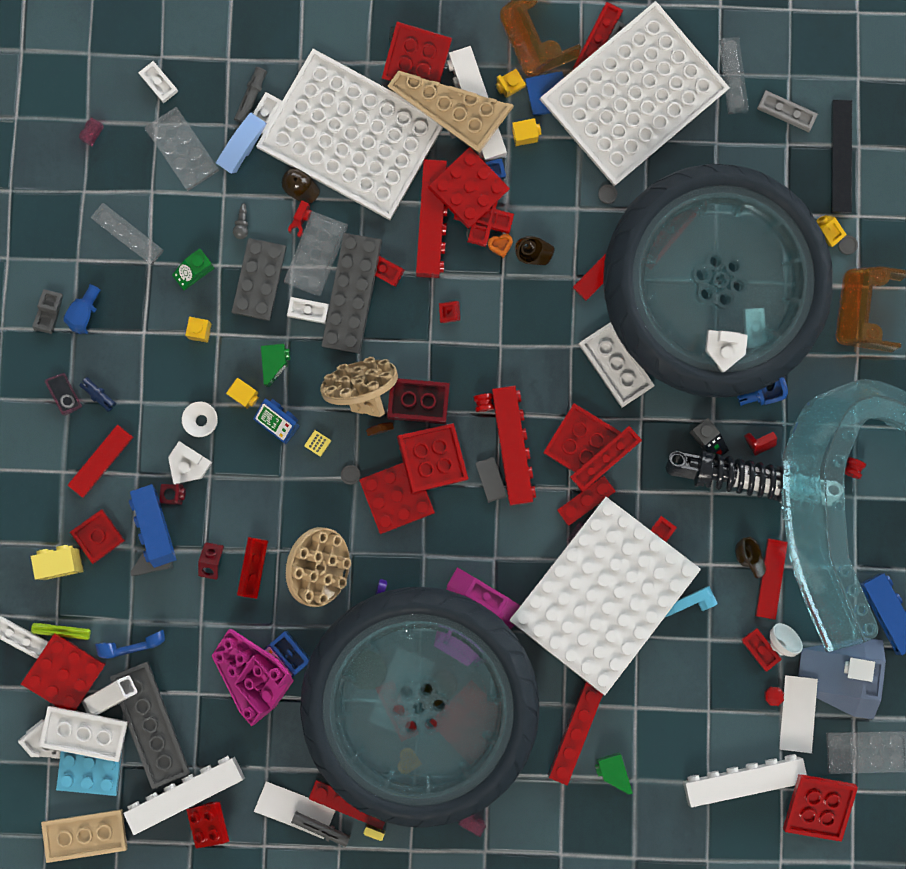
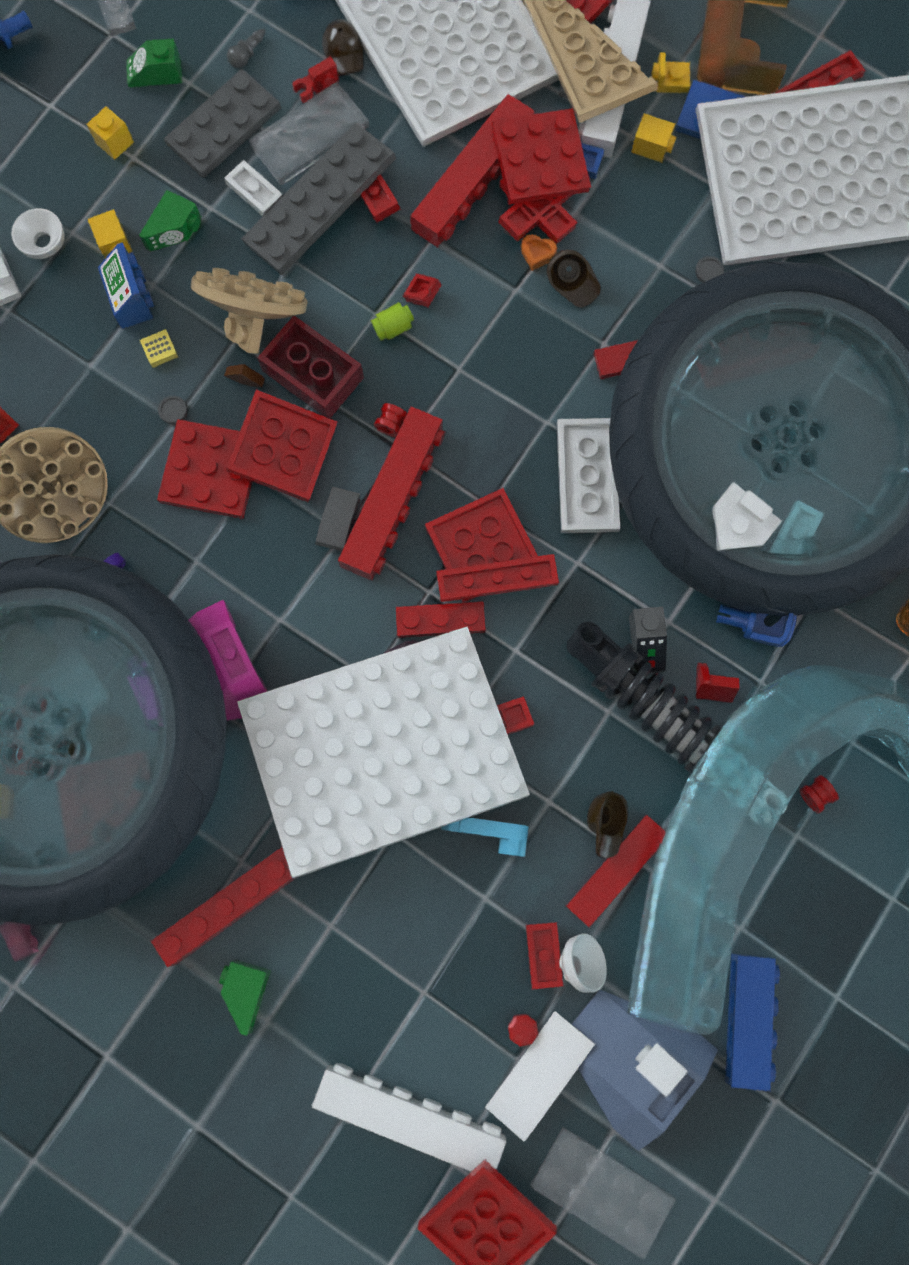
camera: 35 degrees right, 5 degrees down
(445, 342) = (392, 321): none -> lime brick

